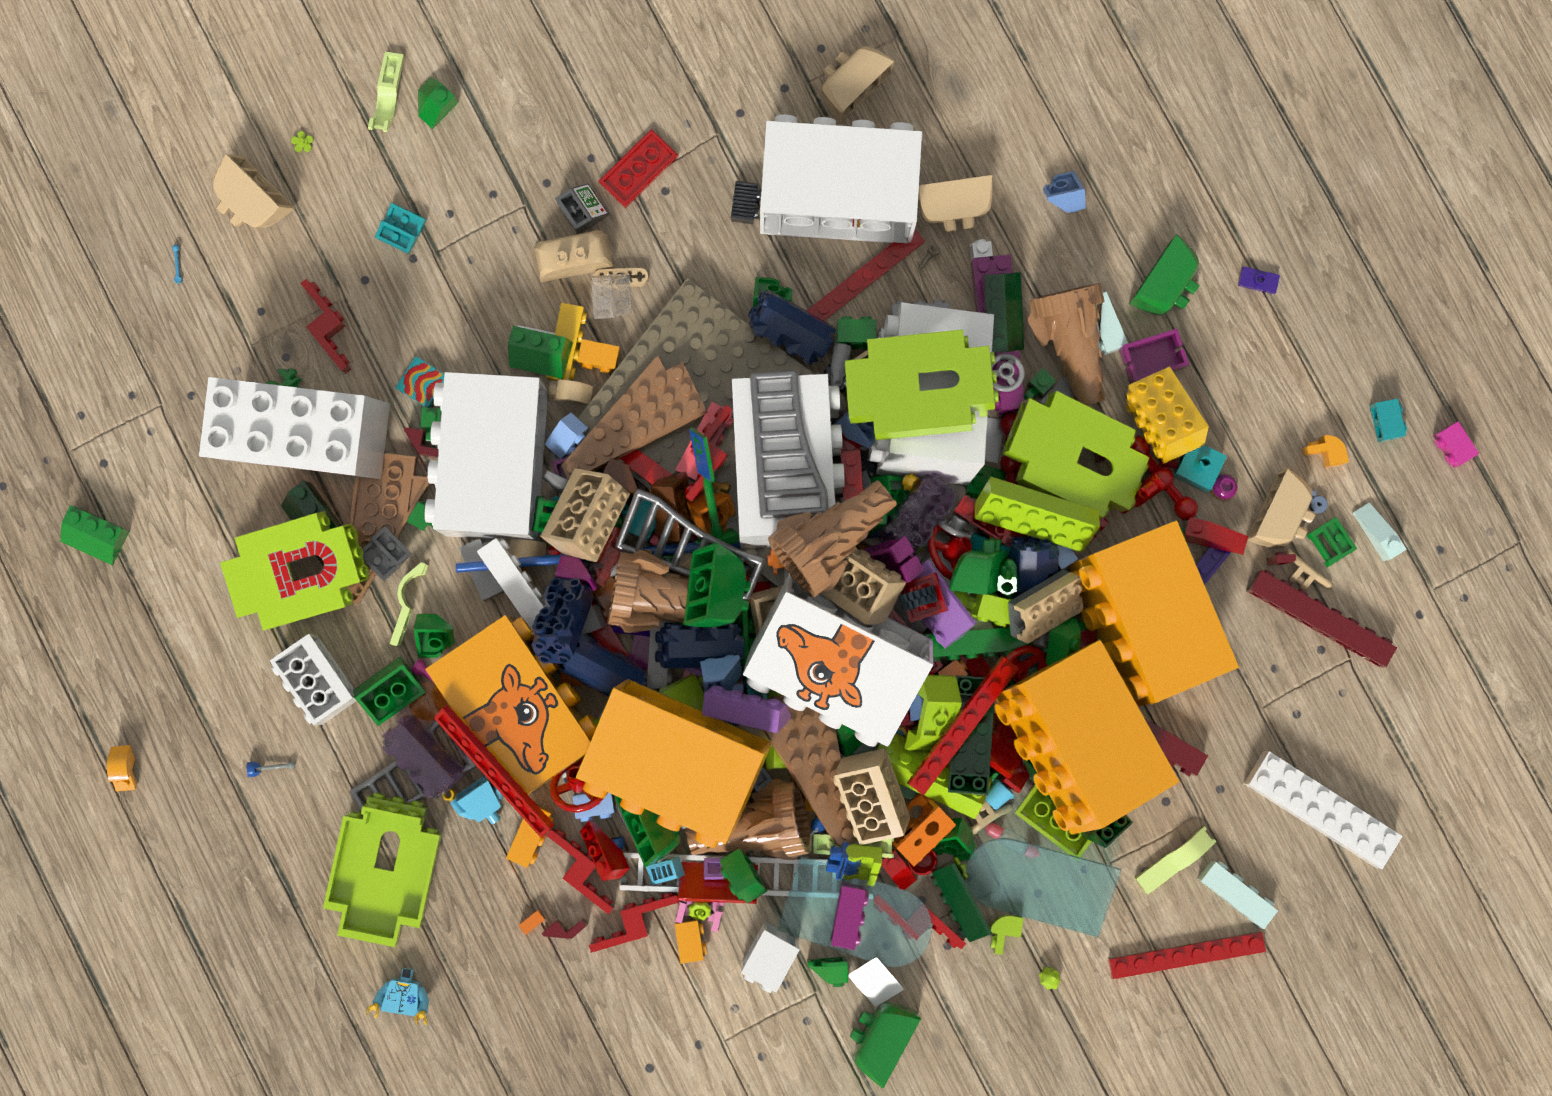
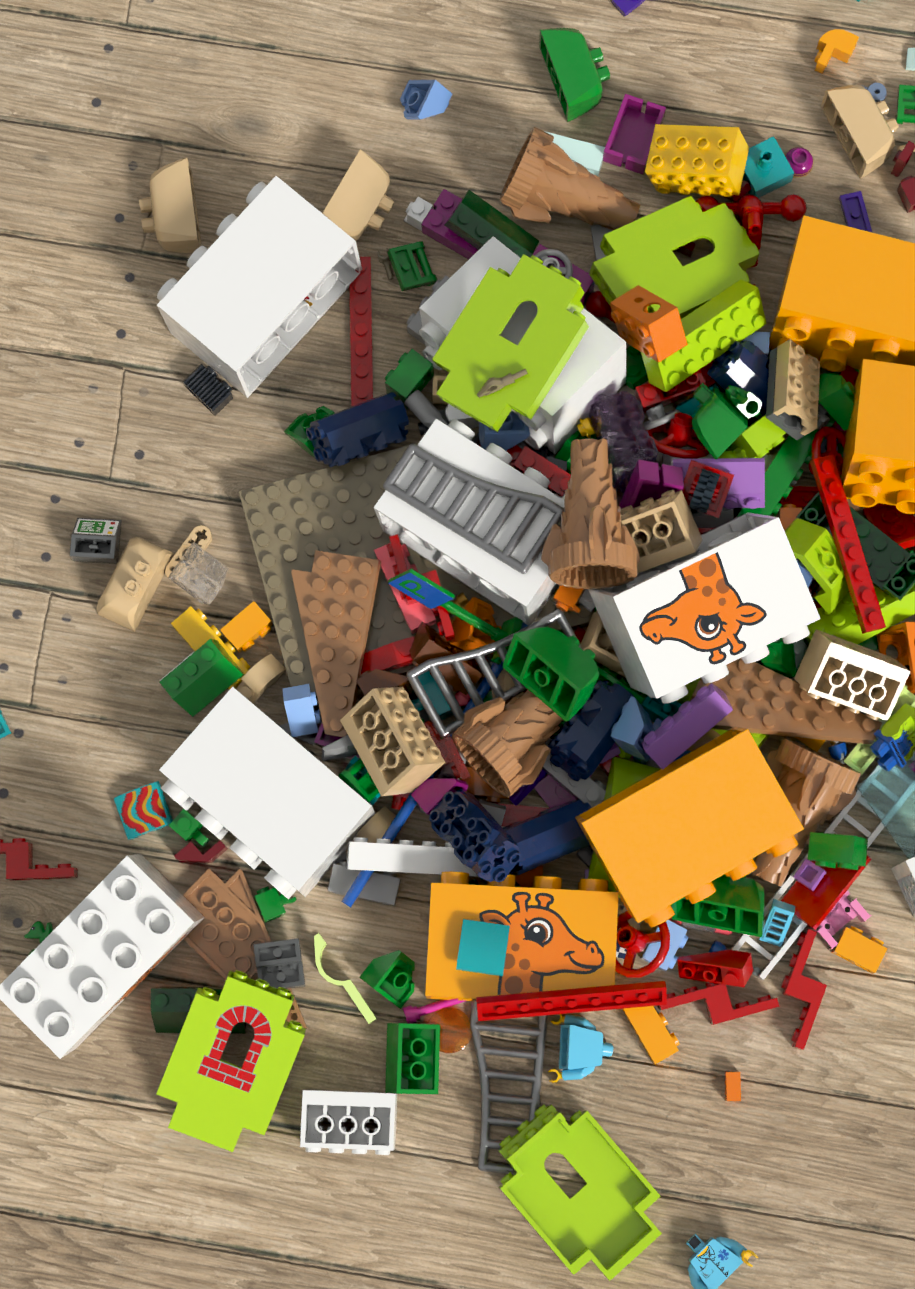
camera: 45 degrees left, 5 degrees down
(92, 534) = (44, 1235): green slope -> none
(255, 768) = (389, 1244): hinge -> none
(423, 756) = (500, 1069): clear purple brick -> none
(485, 683) = (482, 947): none -> teal slope
(558, 930) = (757, 1068): dark red slope -> none
(638, 168) = (99, 463): red tile -> none
(700, 910) = (838, 918): lime piece -> none
(879, 396) = (494, 384): none -> dark tan hand
(934, 273) = (407, 269): none -> green plate
(1005, 478) = (652, 333): none -> orange piece
(1039, 384) = (581, 251): green brick -> none
(1215, 536) = (840, 199): red slope -> none

